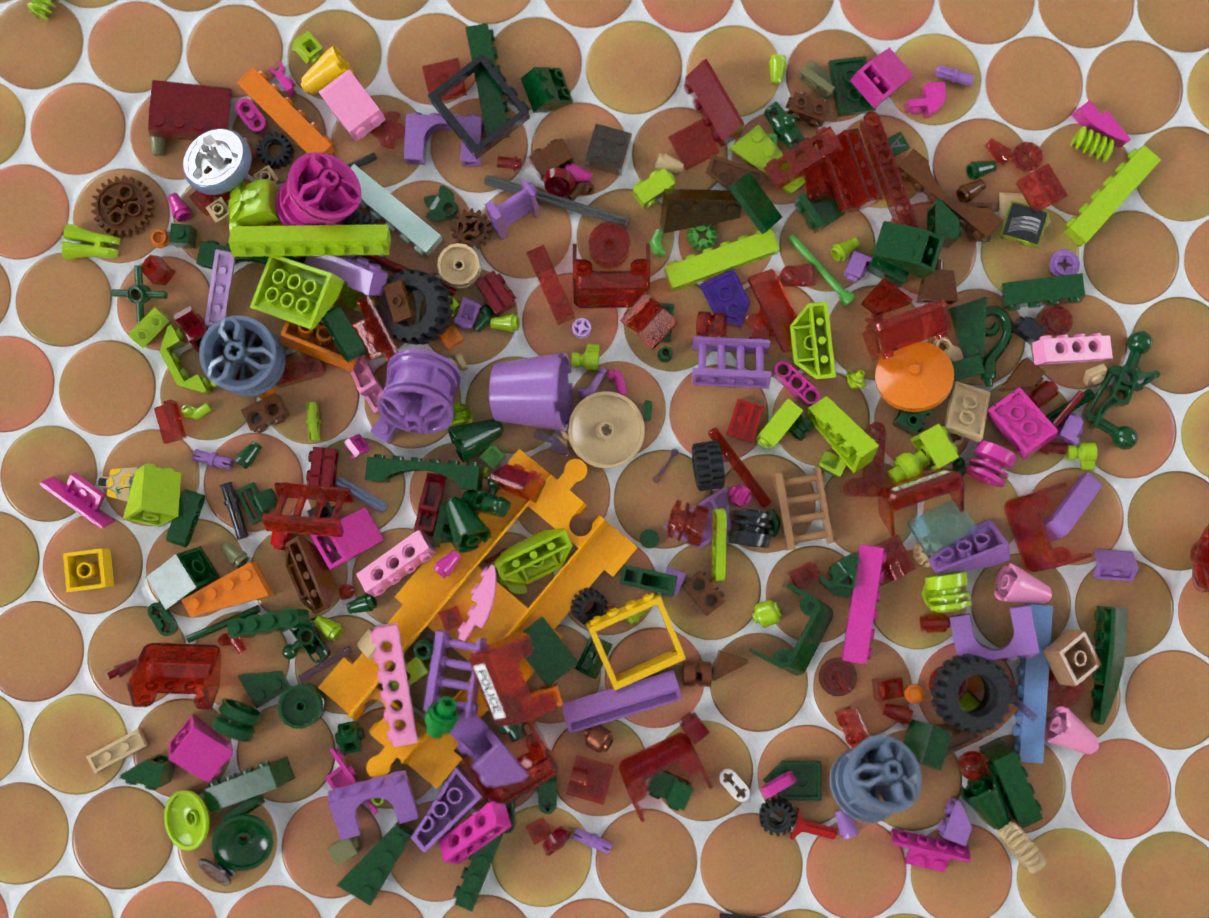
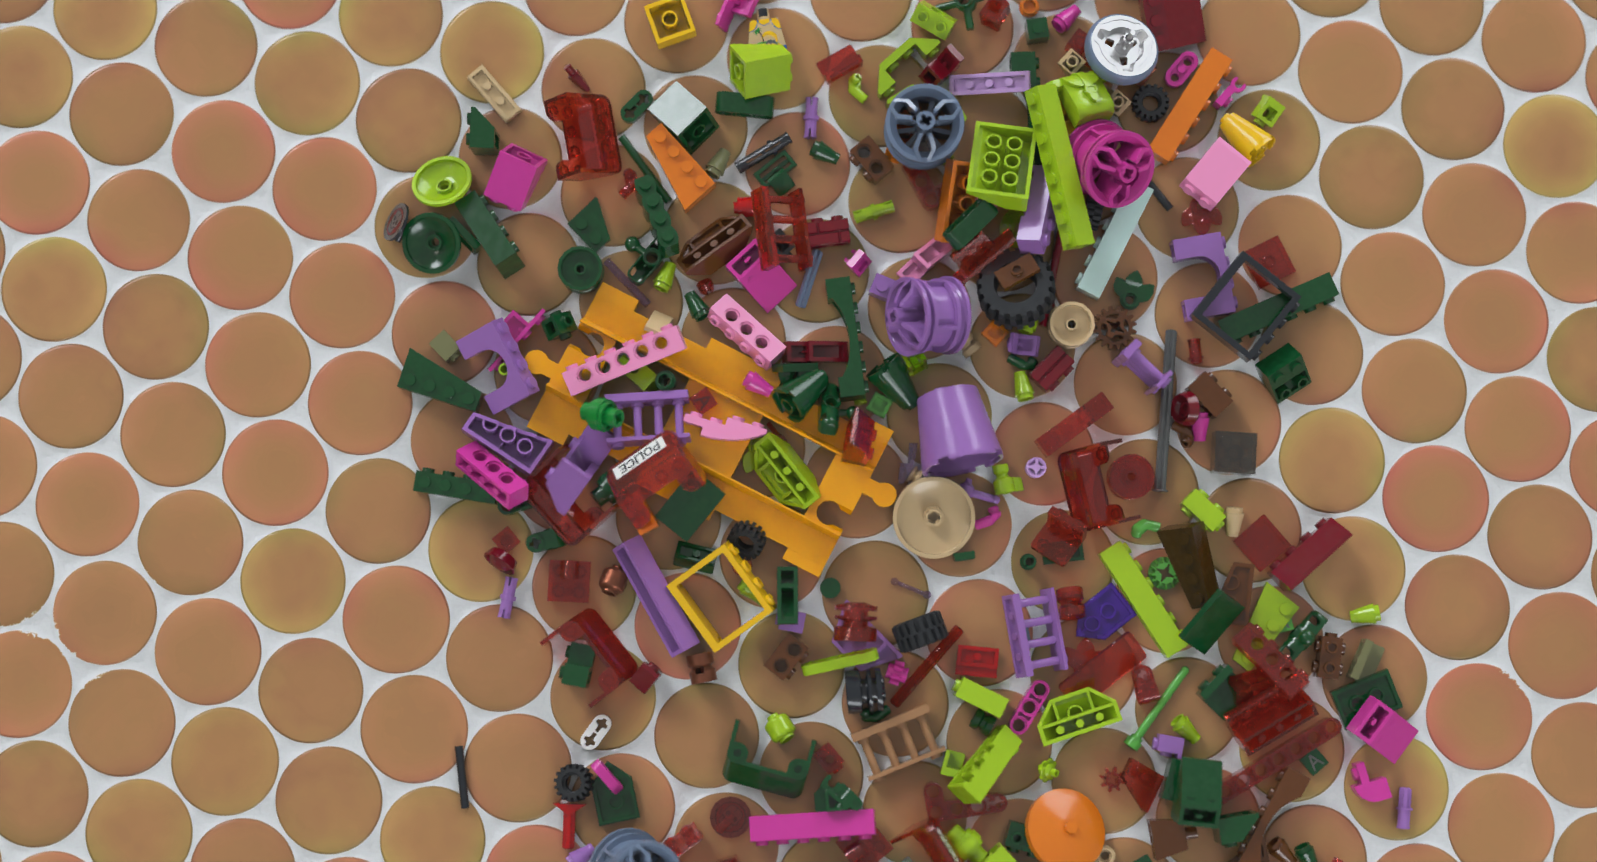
camera: 75 degrees right, 0 degrees up
(236, 720) = (552, 207): dark green wheel -> none
(726, 663) = (719, 697): reddish brown slope -> none
(907, 329) = (1112, 812): clear red windscreen -> none

